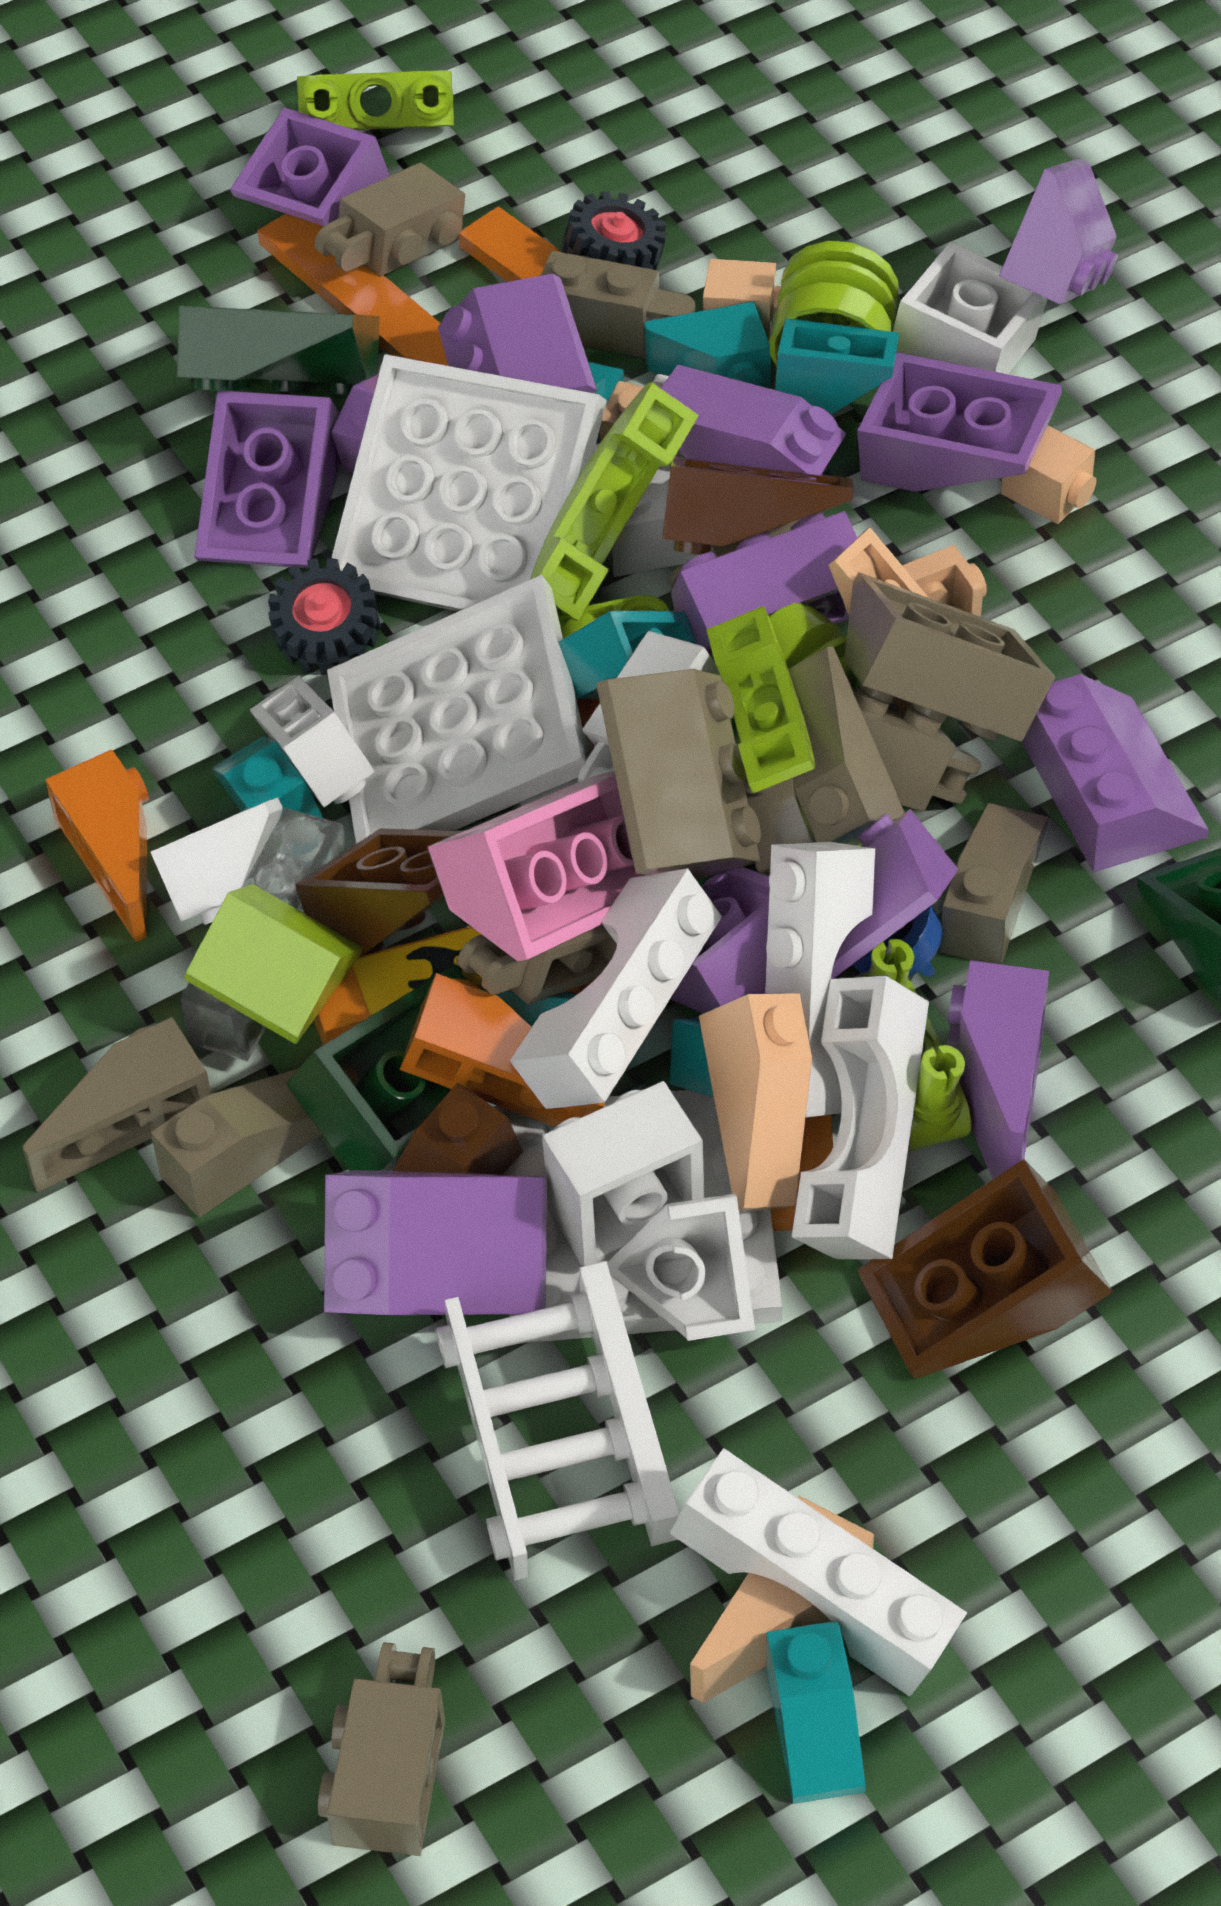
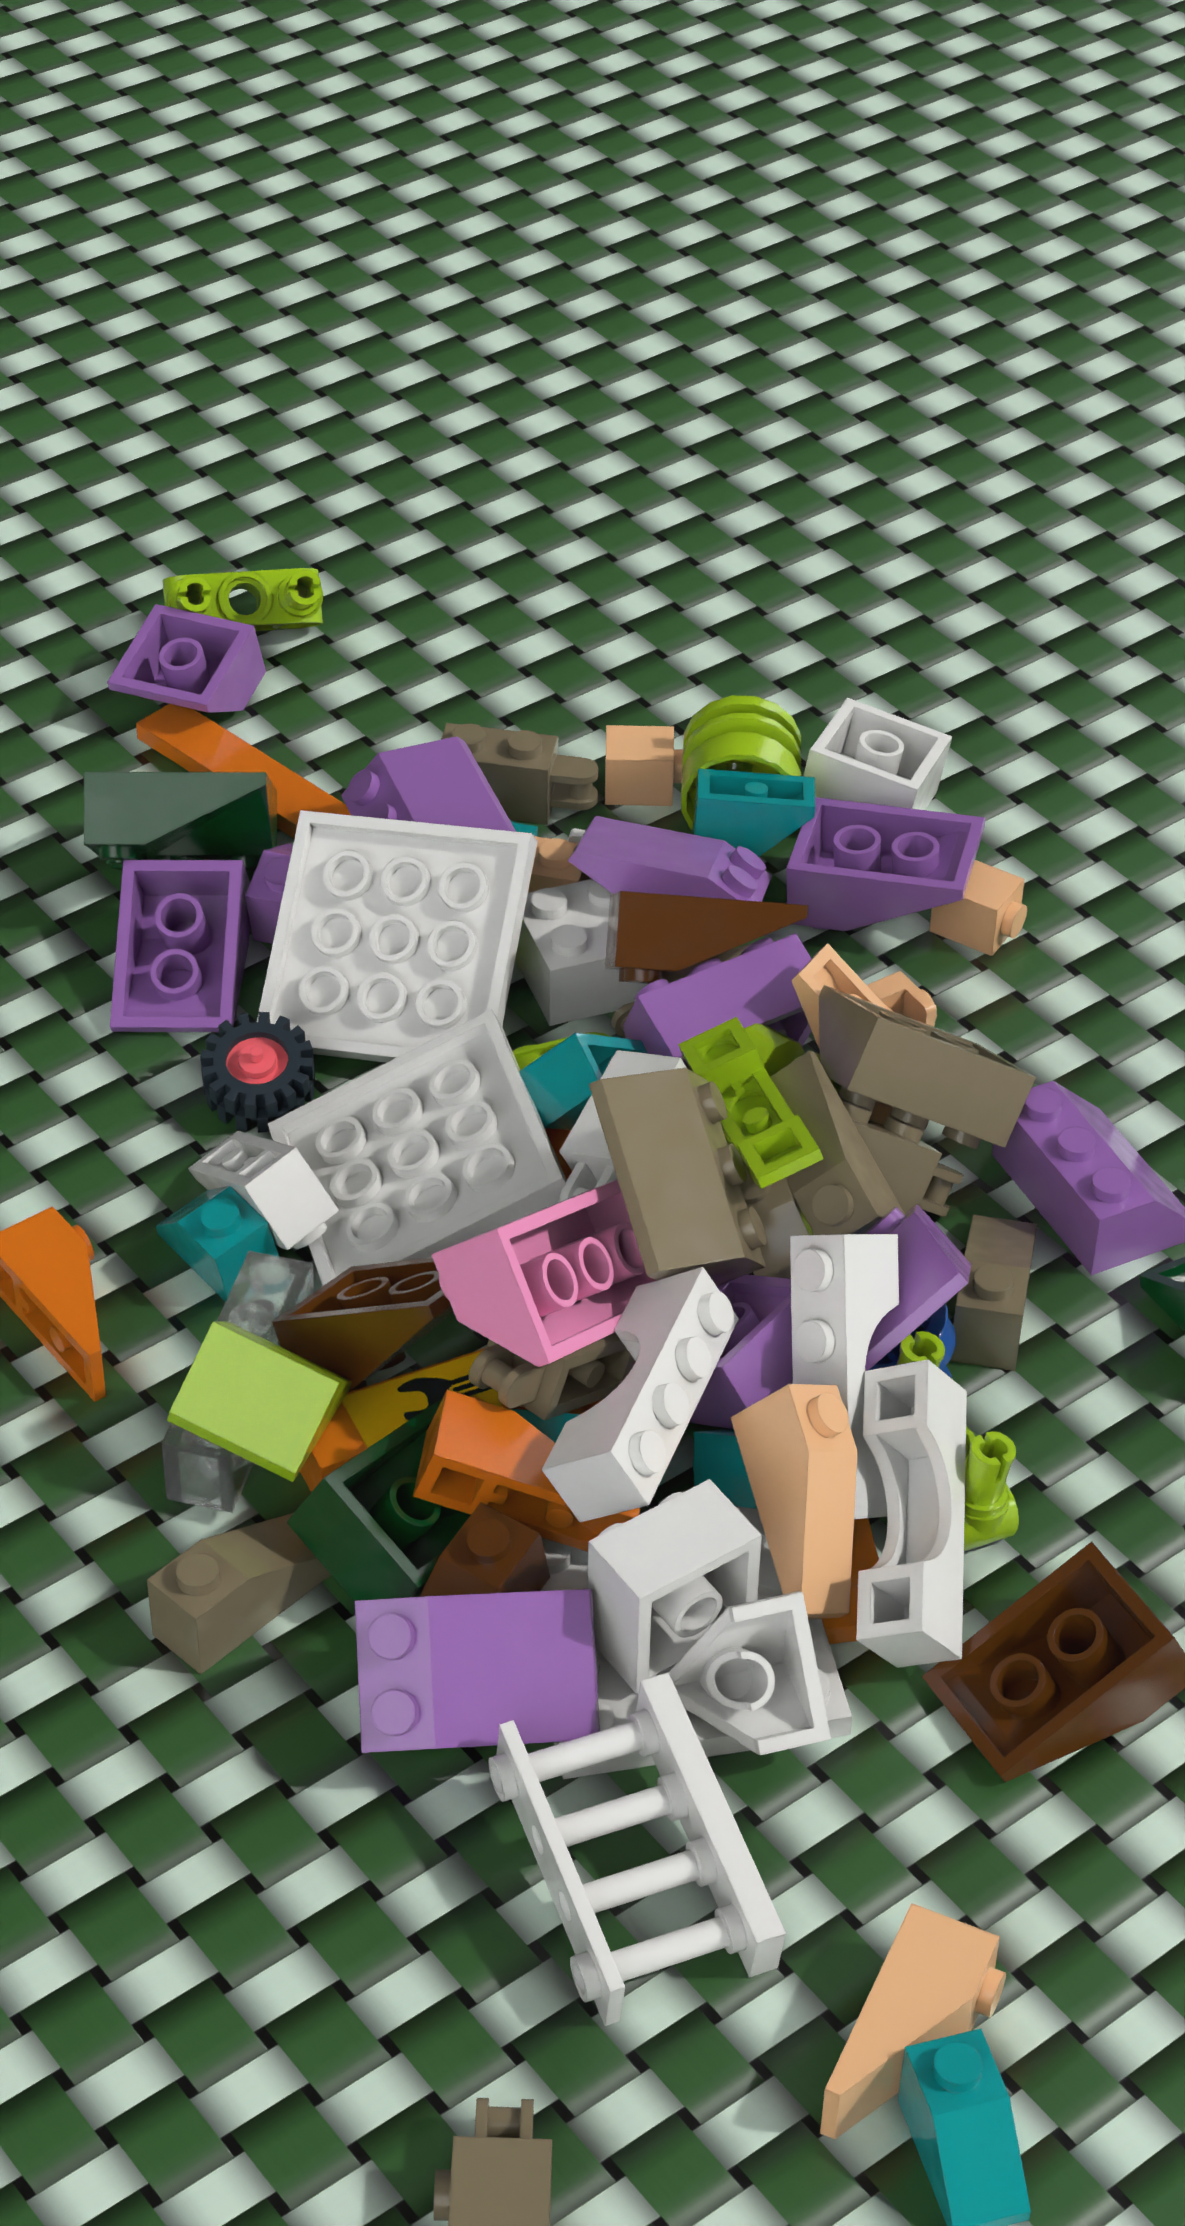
camera: 10 degrees left, 10 degrees down
(117, 1103) = (101, 1559): dark tan slope -> none
(215, 860) = (175, 1309): white slope -> none
(394, 221) = (279, 706): dark tan brick -> none
(506, 246) = (389, 725): orange tile -> none
(607, 494) = (549, 928): lime slope -> none
(615, 231) = (504, 703): black wheel -> none
(715, 340) = (628, 794): teal slope -> none
(762, 1529) = (875, 1933): white arch -> none
(1000, 1035) = (1044, 1411): medium lavender slope -> none
(1063, 236) = (960, 687): medium lavender slope -> none

